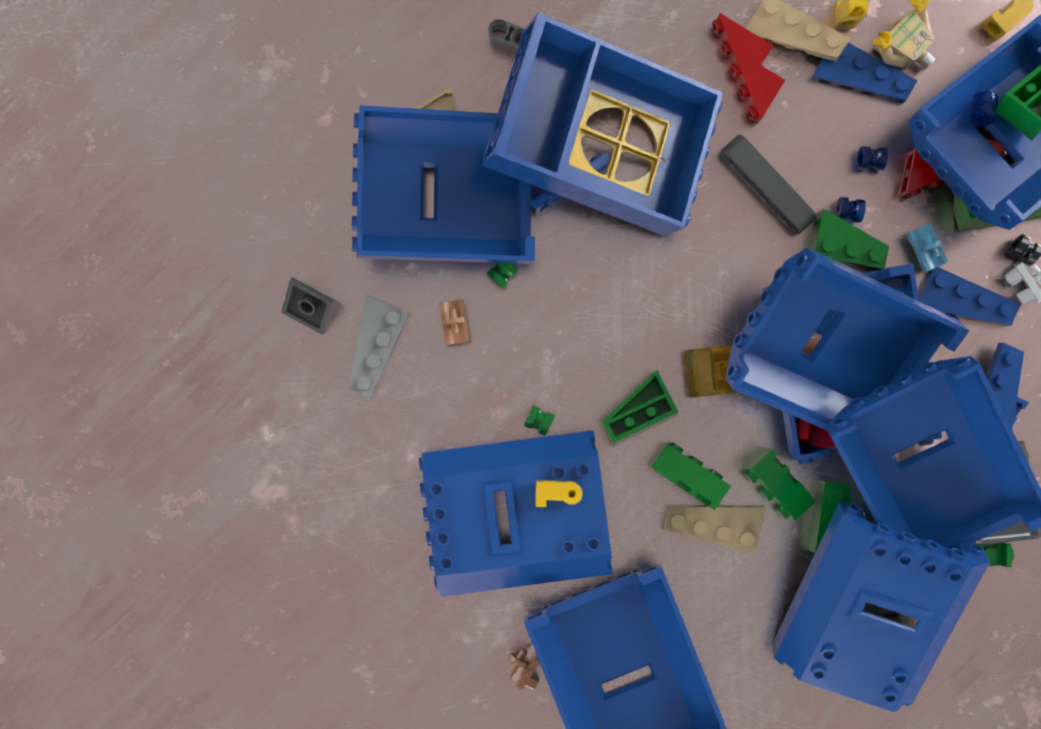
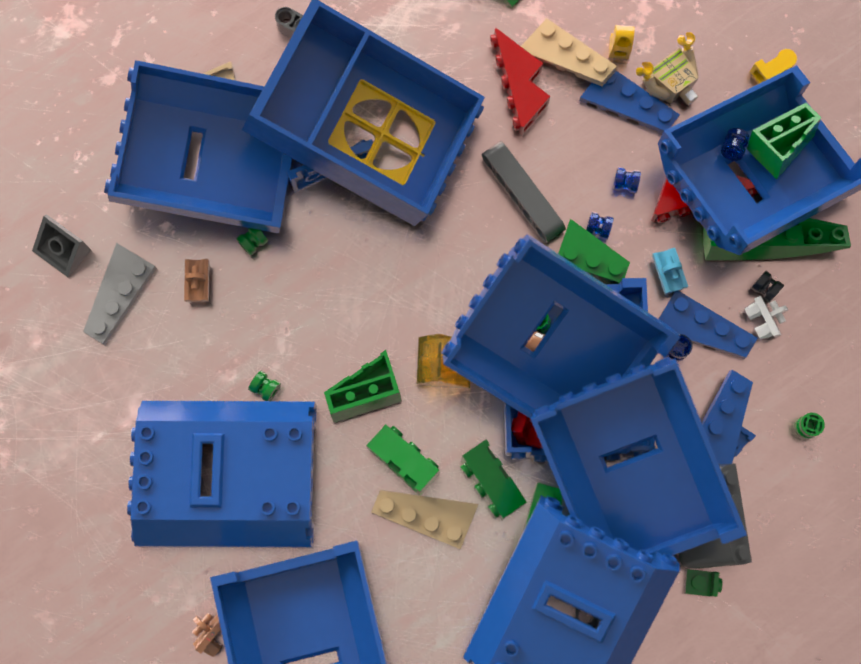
camera: 10 degrees right, 10 degrees down
(557, 491) = (262, 447): yellow leg -> none

